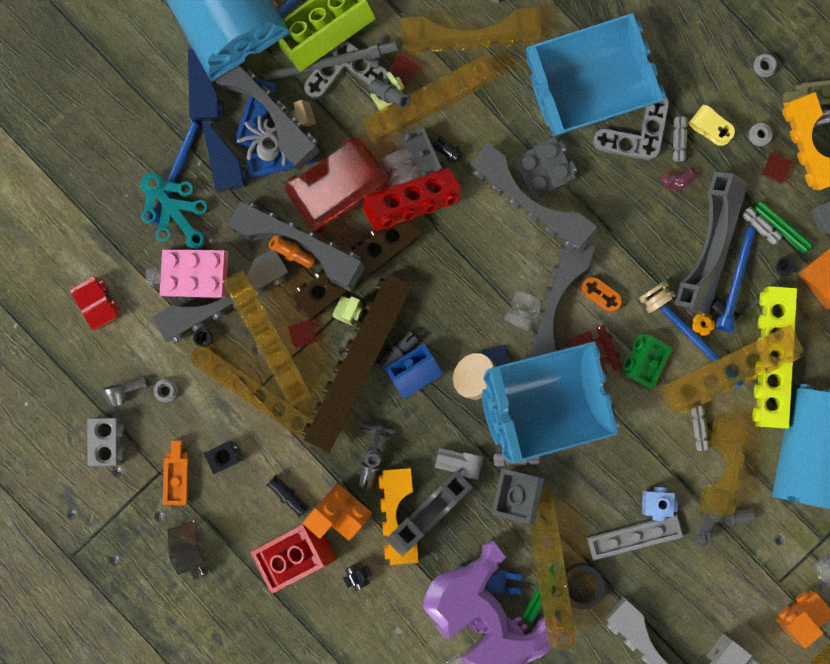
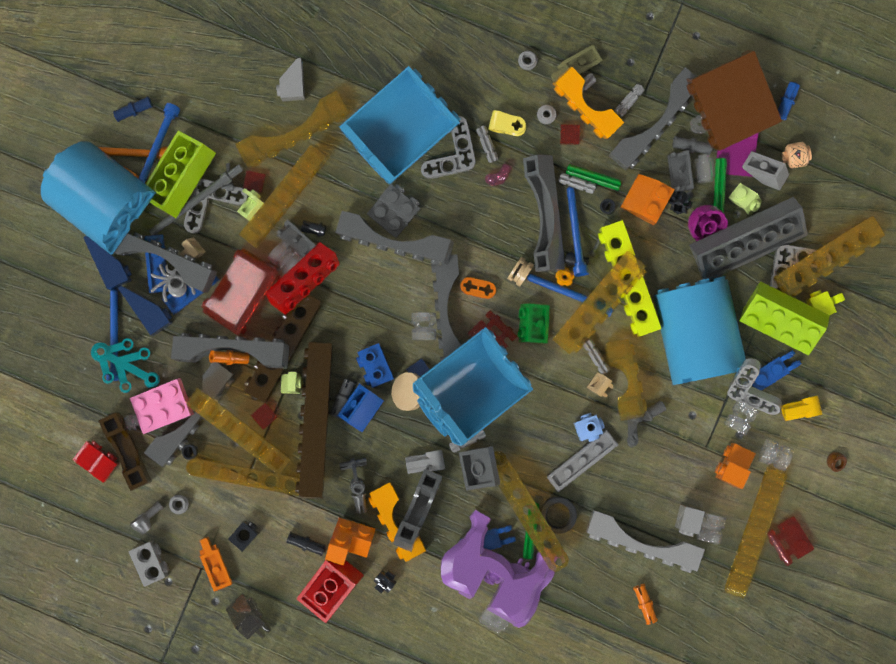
camera: 20 degrees left, 0 degrees up
(132, 287) = (126, 450): none -> dark brown arch
(389, 93) = (251, 205): dark grey pin -> none
(450, 331) = (375, 365): none -> blue brick
(691, 461) = (600, 384): none -> tan tile

